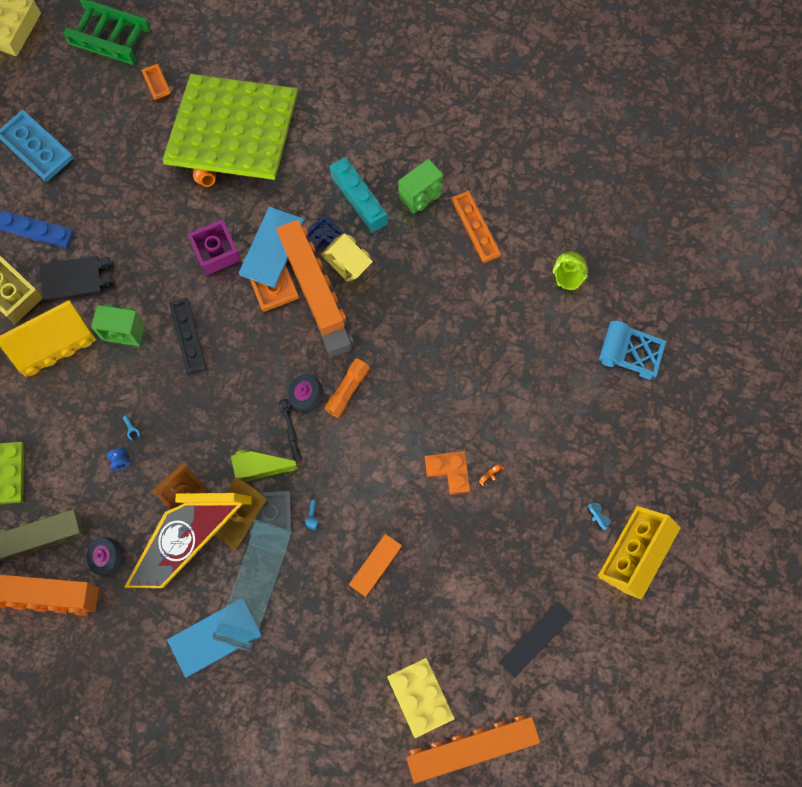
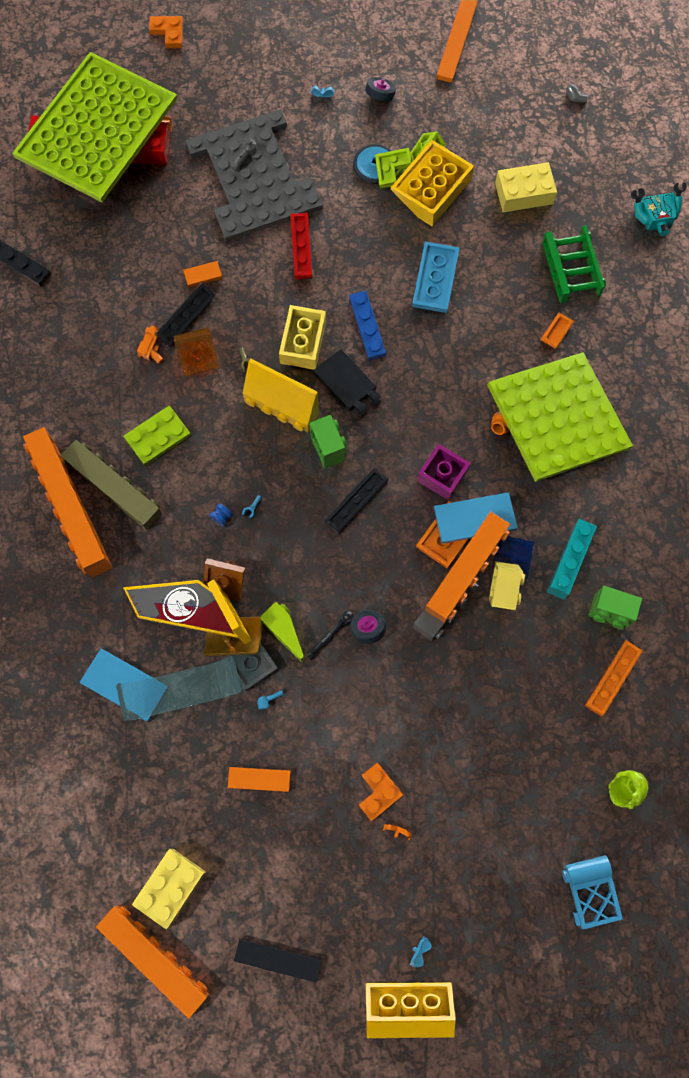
camera: 55 degrees right, 0 degrees up
(104, 556) = (137, 556): black wheel -> none
(354, 376) = (408, 658): orange axle -> none

